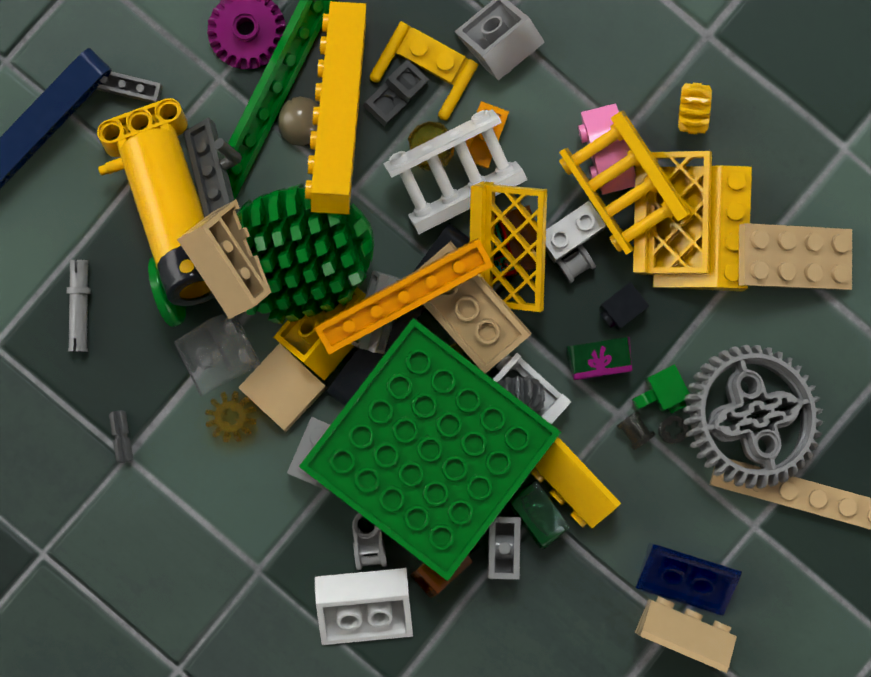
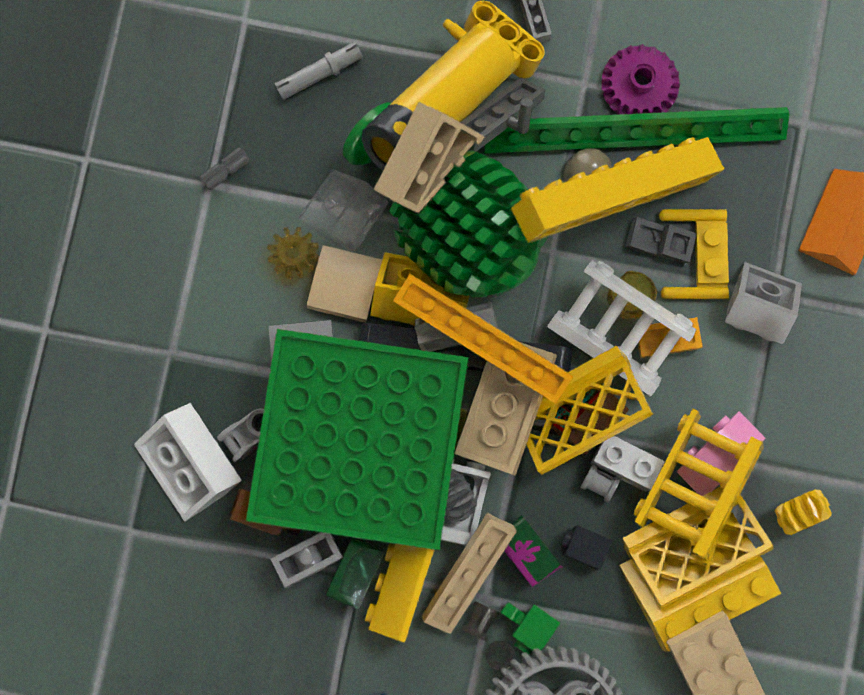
camera: 60 degrees right, 5 degrees down
(591, 418) = (468, 573): none -> tan plate

